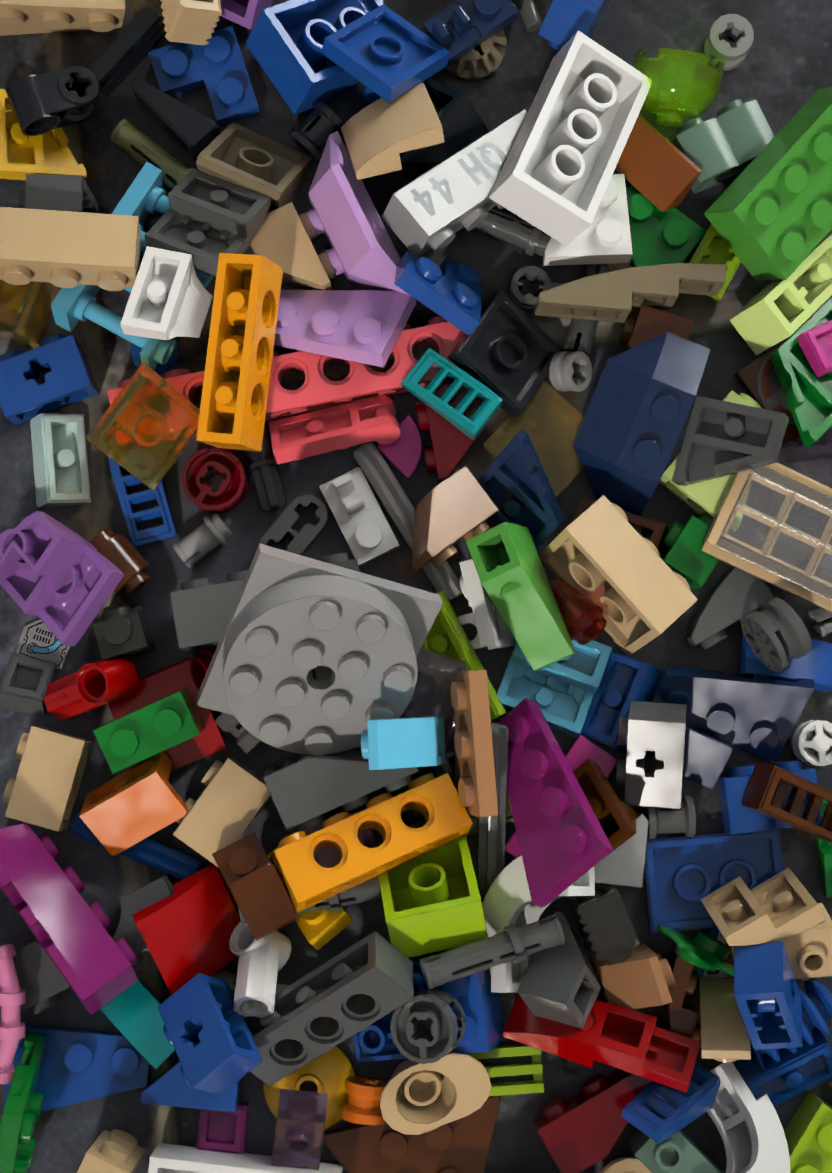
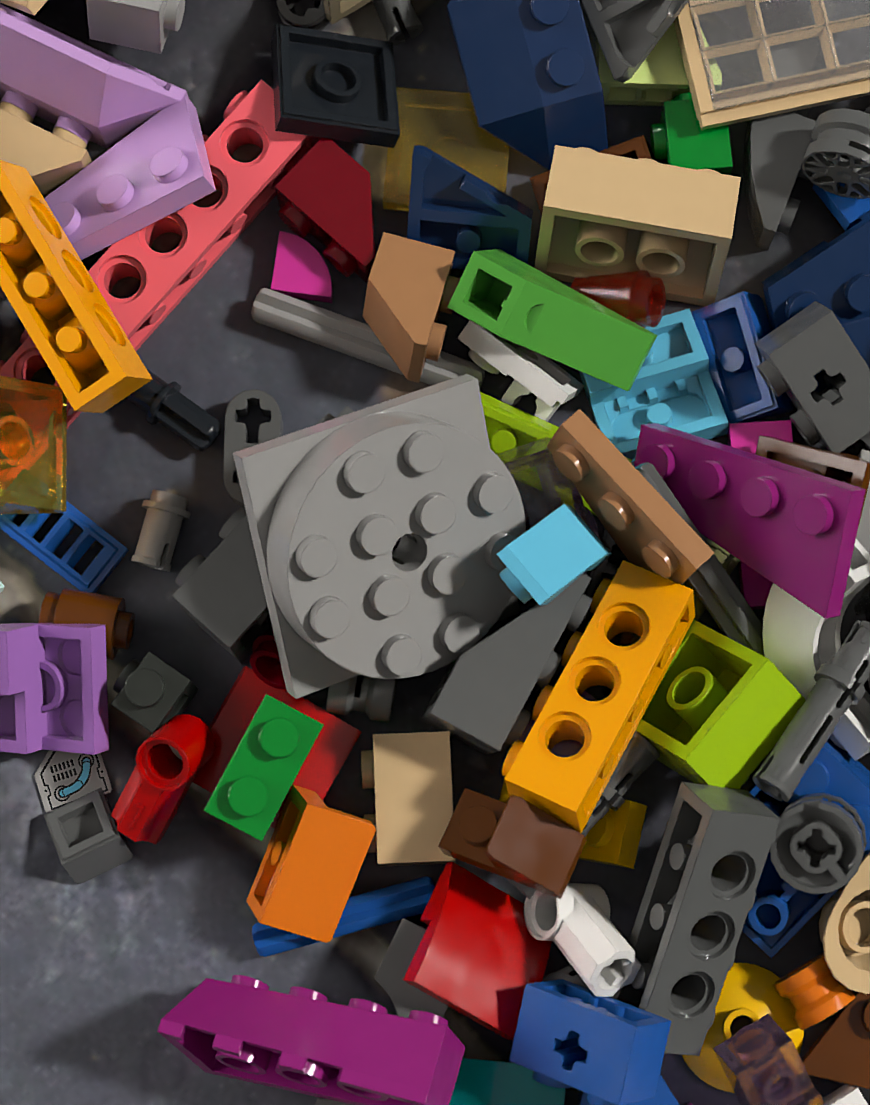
camera: 30 degrees left, 5 degrees down
(47, 778) = (188, 914): tan brick -> none
(215, 480) = (124, 456): dark red wheel -> none
(335, 429) = (212, 303): coral plate -> none
(359, 516) = (308, 375): white plate -> none
(448, 290) = (214, 63): blue plate -> none
(470, 427) = (333, 185): teal slope -> none
(570, 371) = (415, 56): light grey bush -> none

